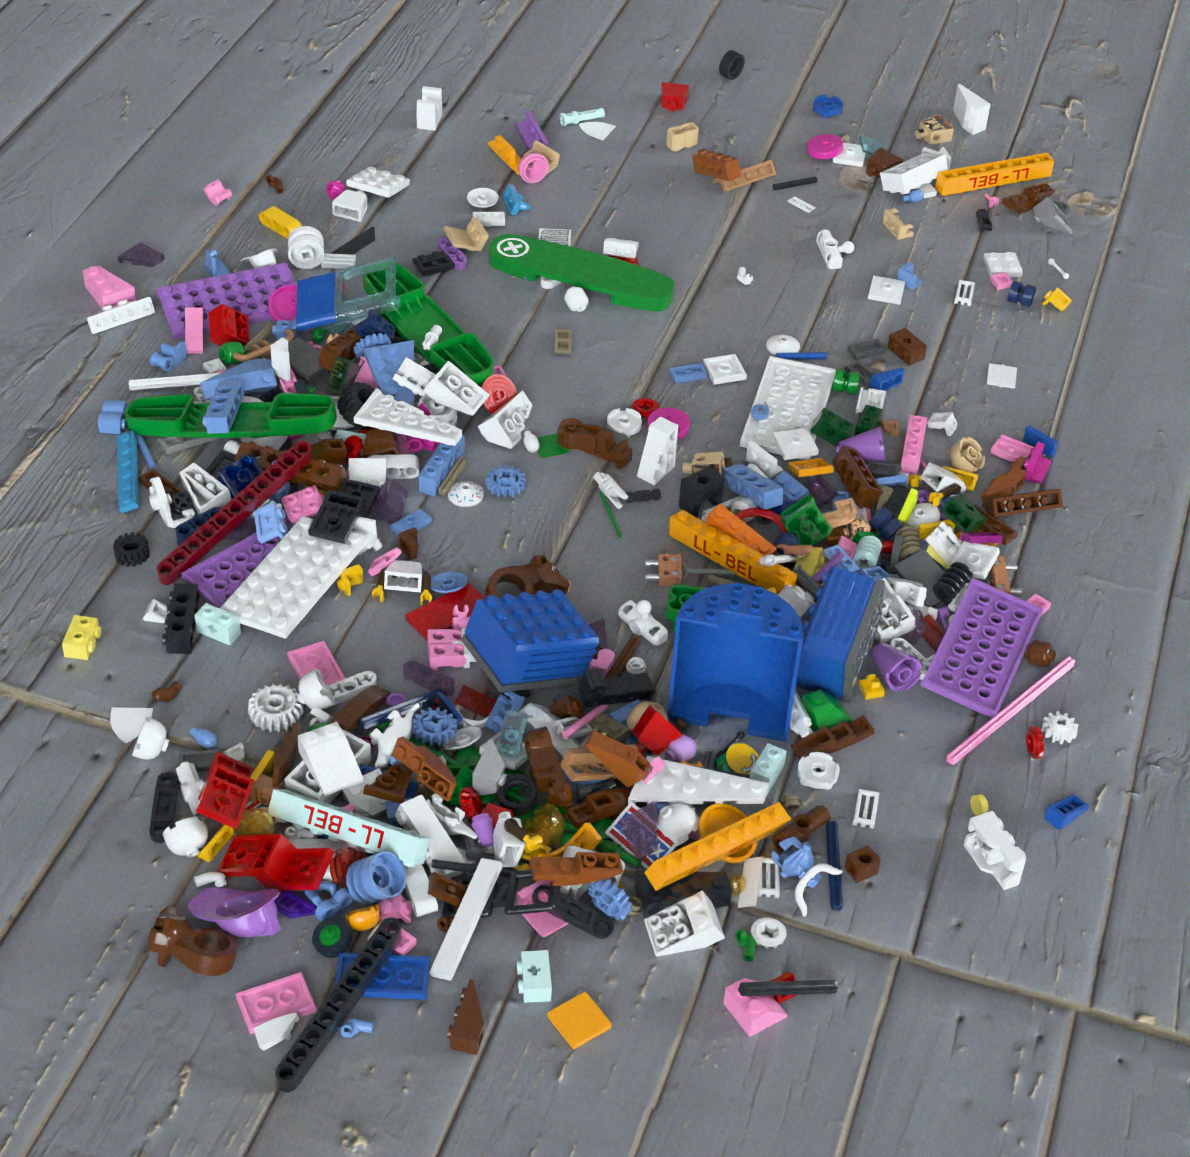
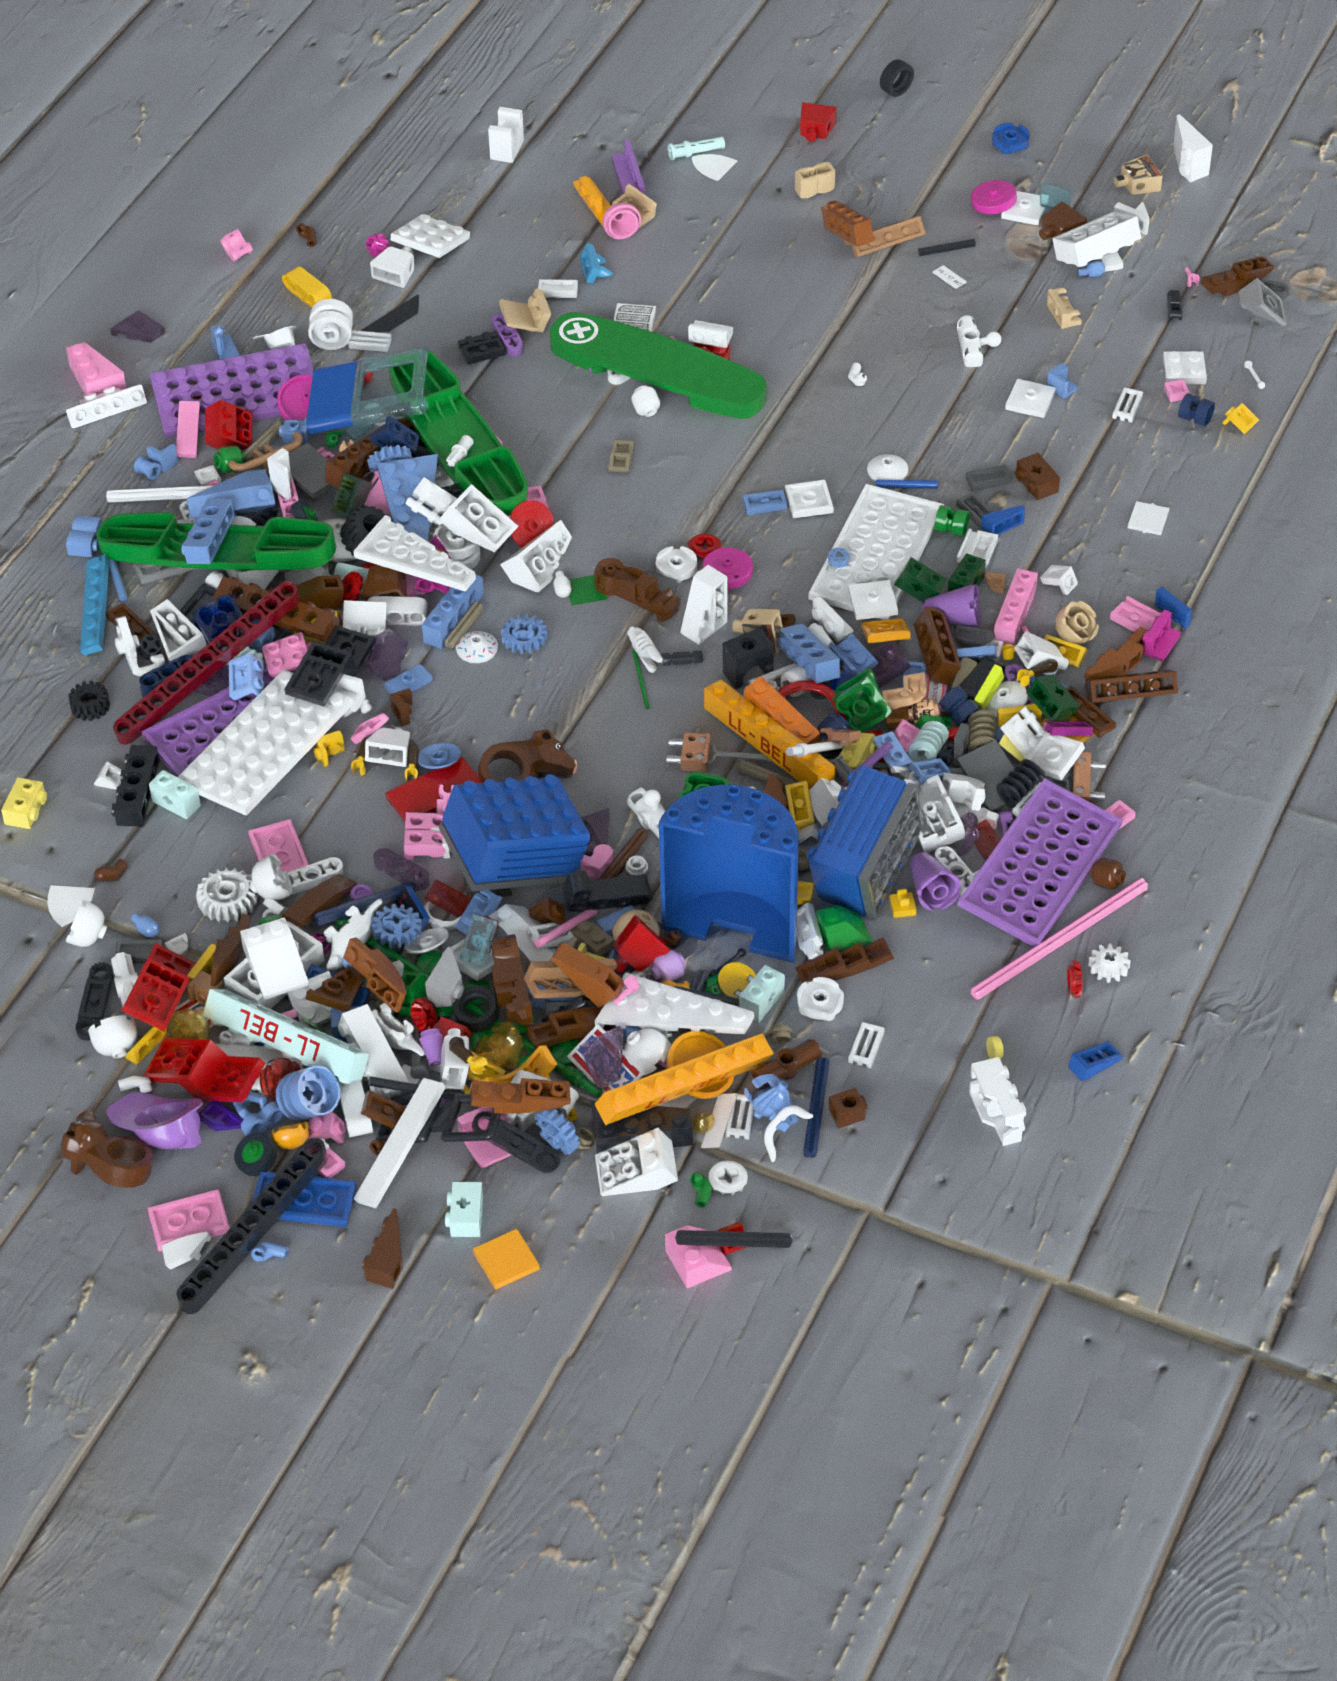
camera: 10 degrees right, 5 degrees up
(482, 197) = (554, 259): white dish -> none
(994, 174) = (1201, 241): light orange brick -> none

